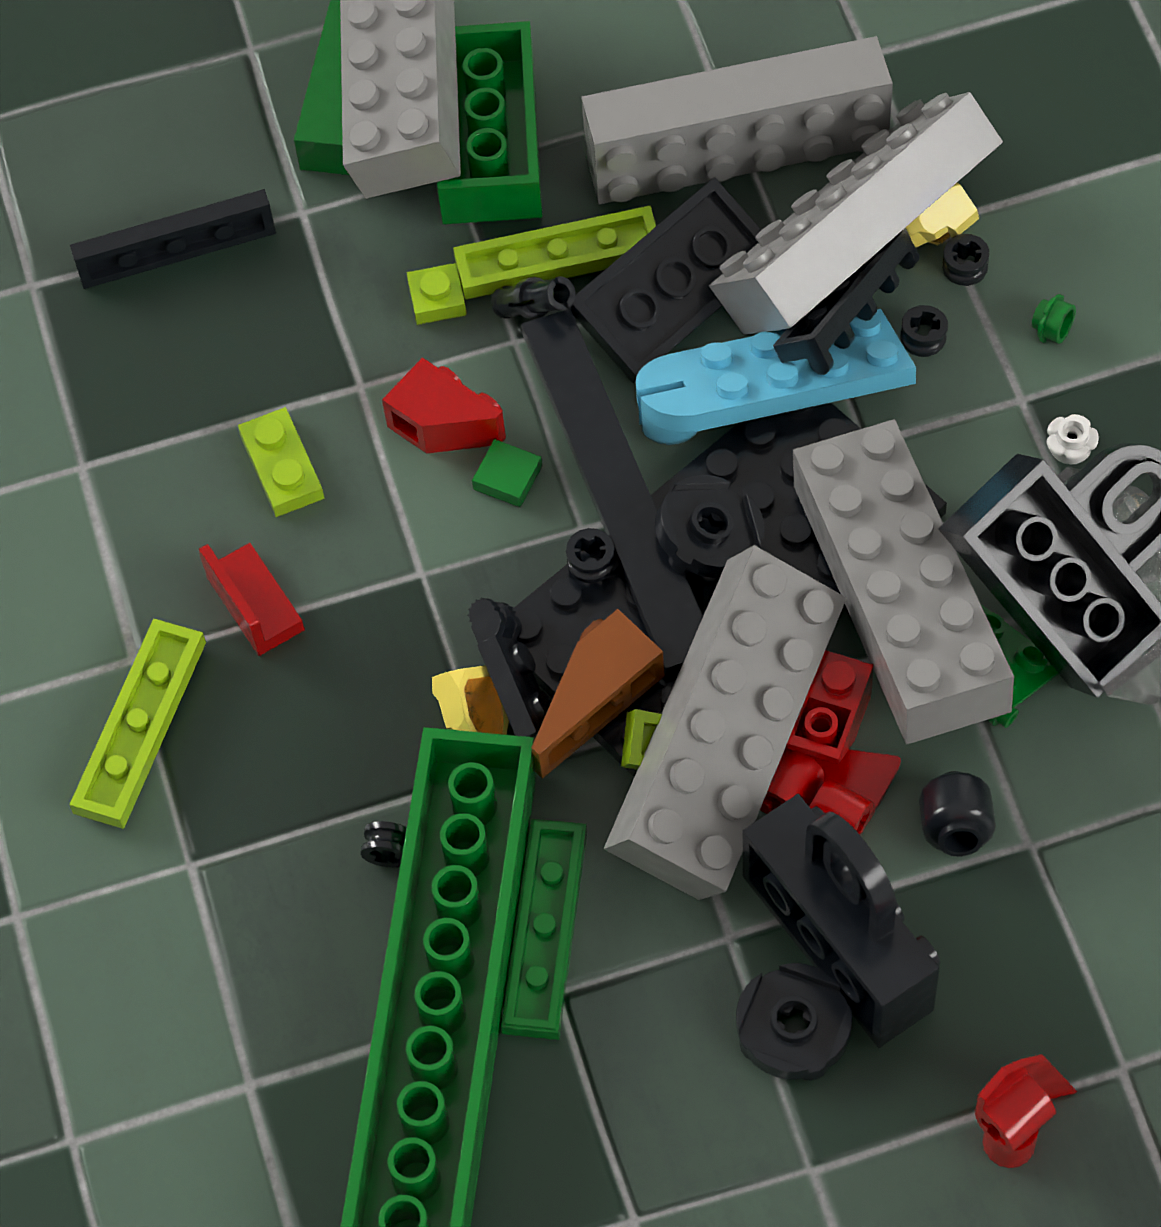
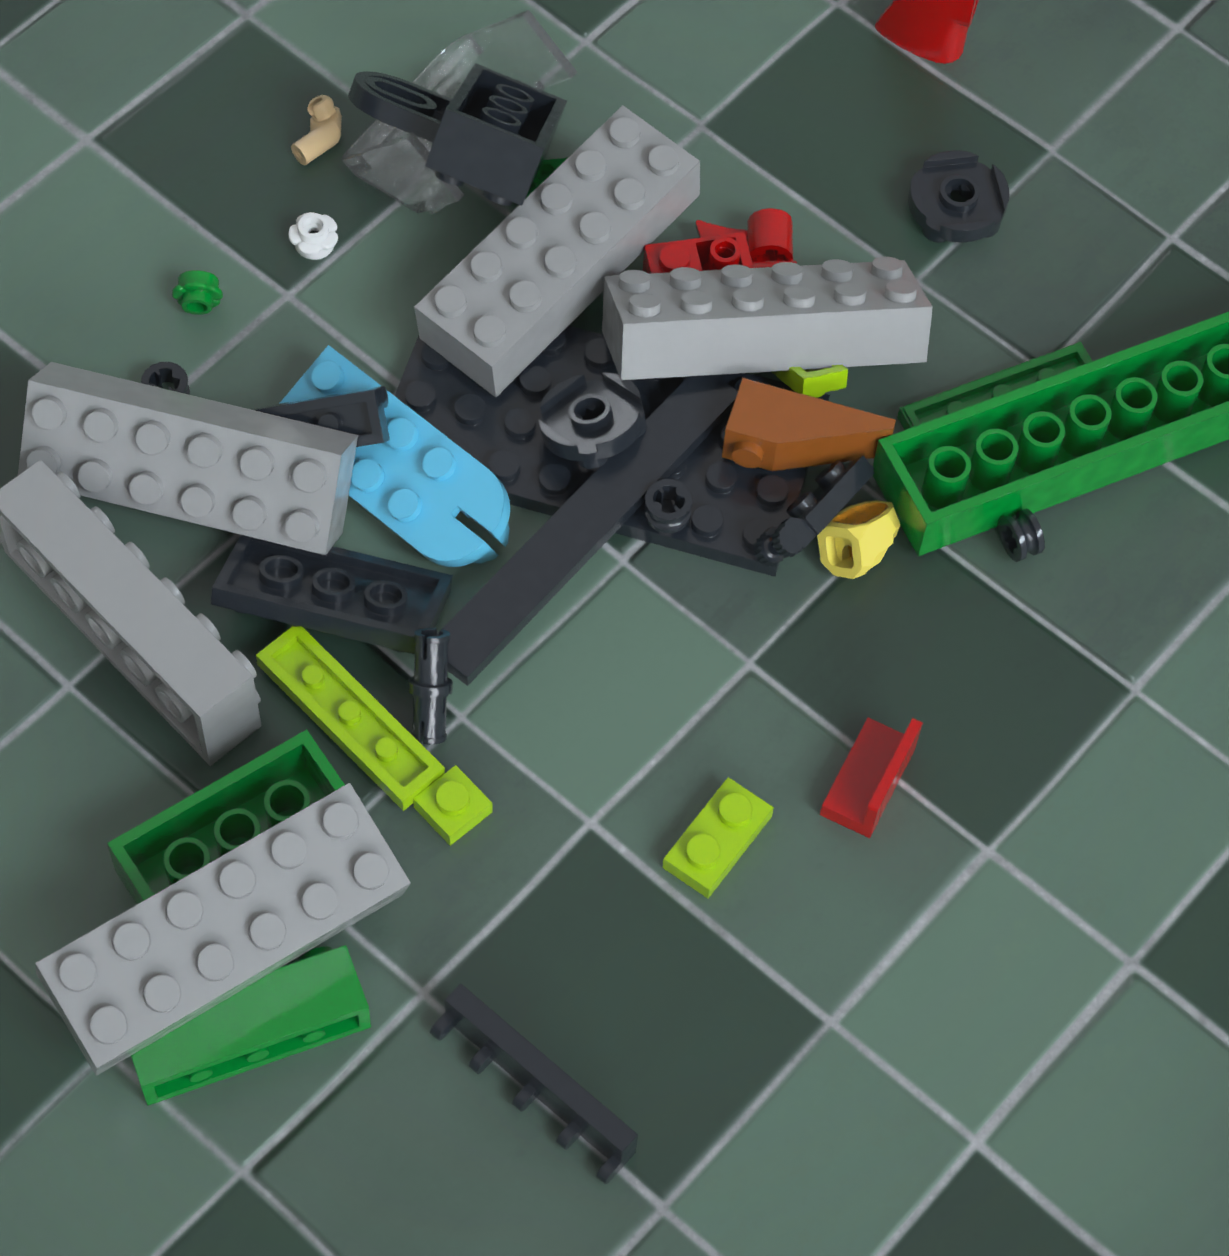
camera: 130 degrees left, 0 degrees up
(138, 723) = (1051, 792): lime plate -> none
(440, 412) = (591, 717): red slope -> none
(507, 473) = (610, 639): green tile -> none
(842, 914) = (876, 171): black brick -> none
(924, 345) = (261, 373): black bush -> none
(957, 813) = (724, 160): black head -> none

